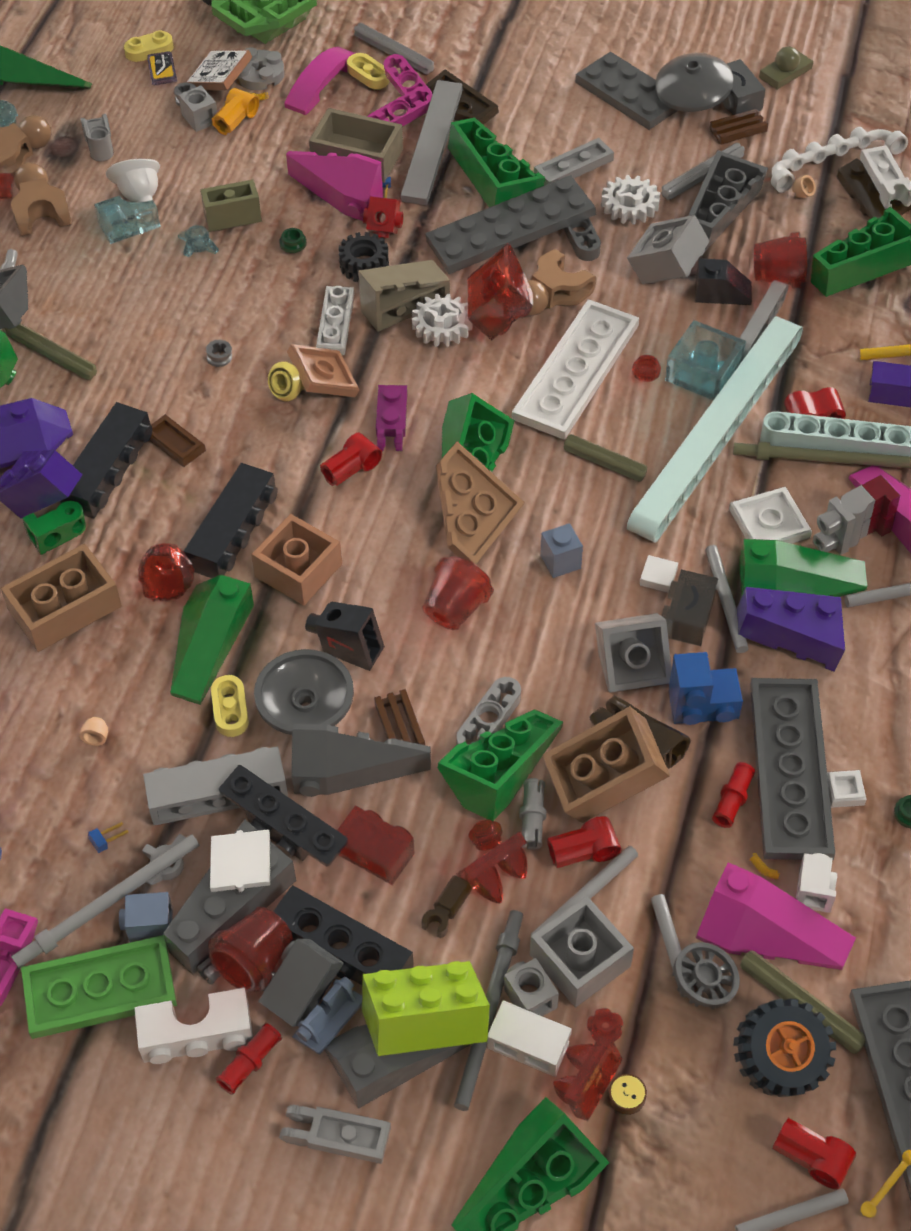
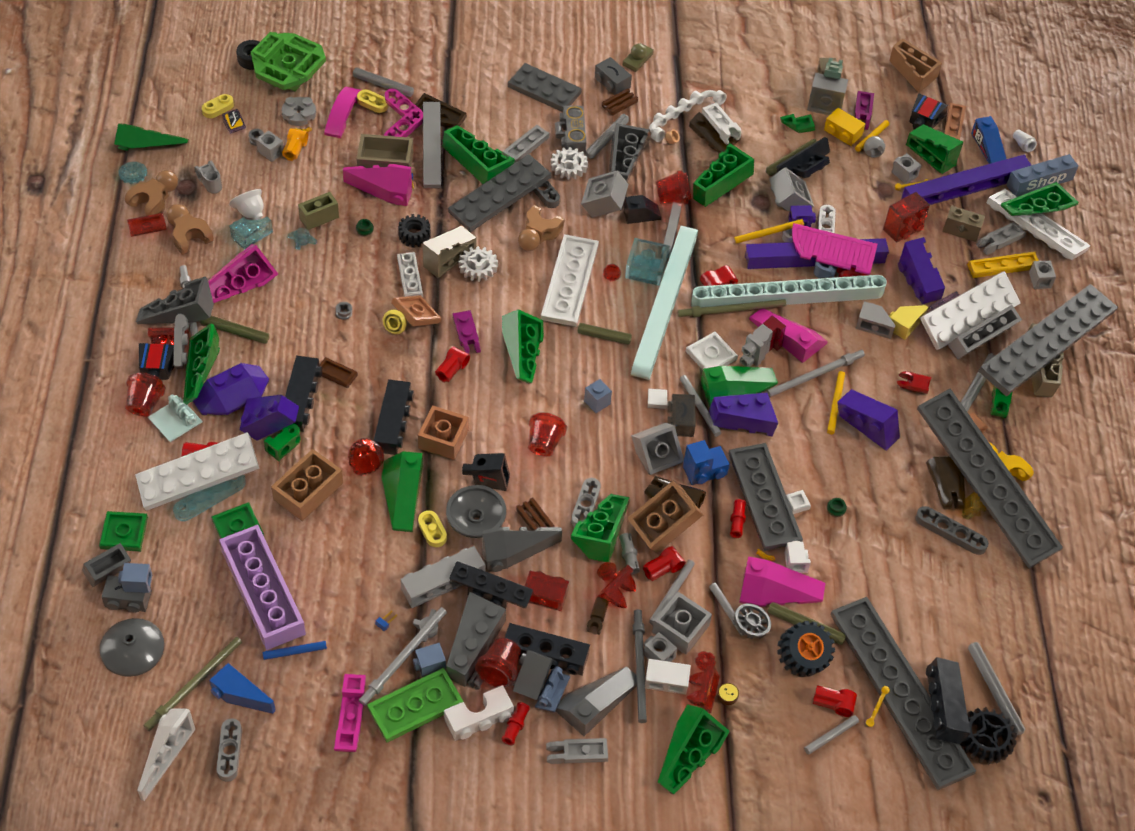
camera: 20 degrees left, 0 degrees up
(86, 277) = (243, 273): none -> dark pink wedge
(94, 731) = (356, 561): light nougat hinge -> none
(220, 69) = (274, 116): tile -> none
(240, 860) = (477, 615): white piece -> none
(373, 214) = (419, 195): red brick -> none
(425, 1008) = (608, 672): lime brick -> none
(473, 503) = (537, 376): medium nougat plate -> none
(498, 293) = (509, 240): clear red slope -> none
(654, 149) = (573, 123): none -> flat silver piece
(694, 82) = (586, 77): dark grey dish -> none

